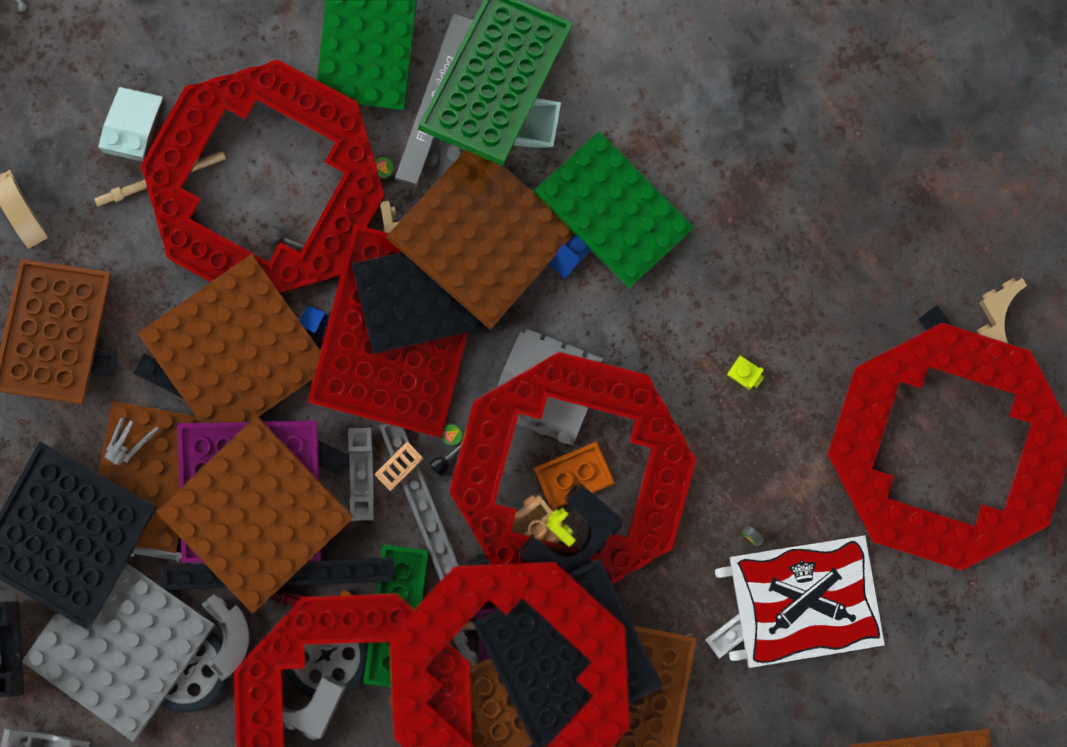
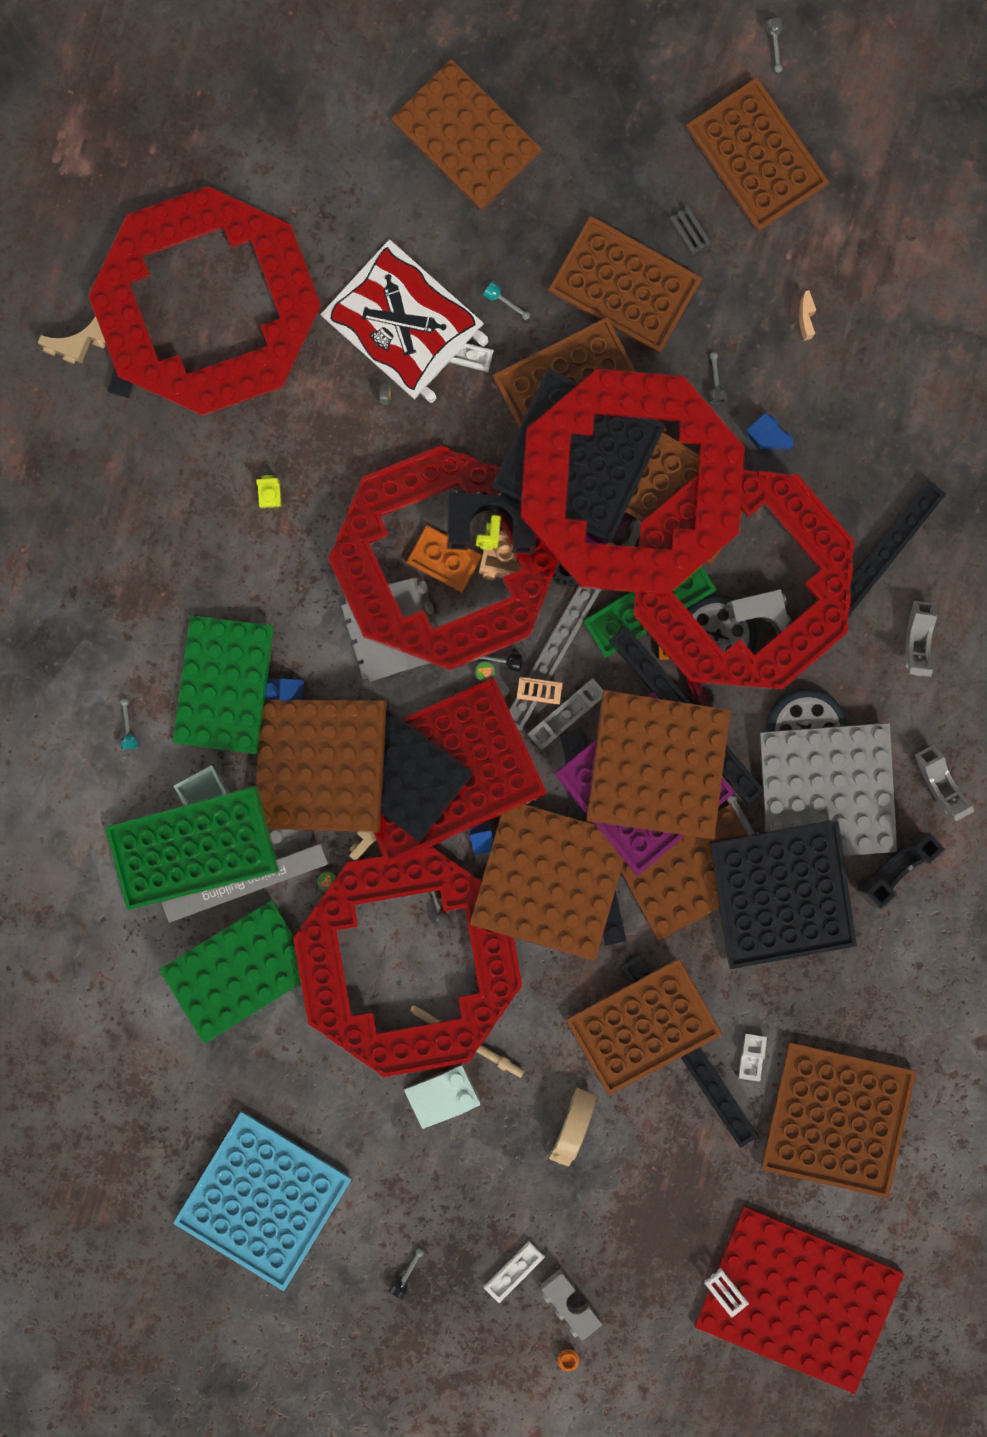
camera: 125 degrees left, 5 degrees up
(117, 452) = (692, 905): light grey plant -> none
(234, 636) = (756, 710): light grey arch -> none
(629, 97) = (129, 740): none -> hinge
(768, 697) = (494, 292): none -> hinge

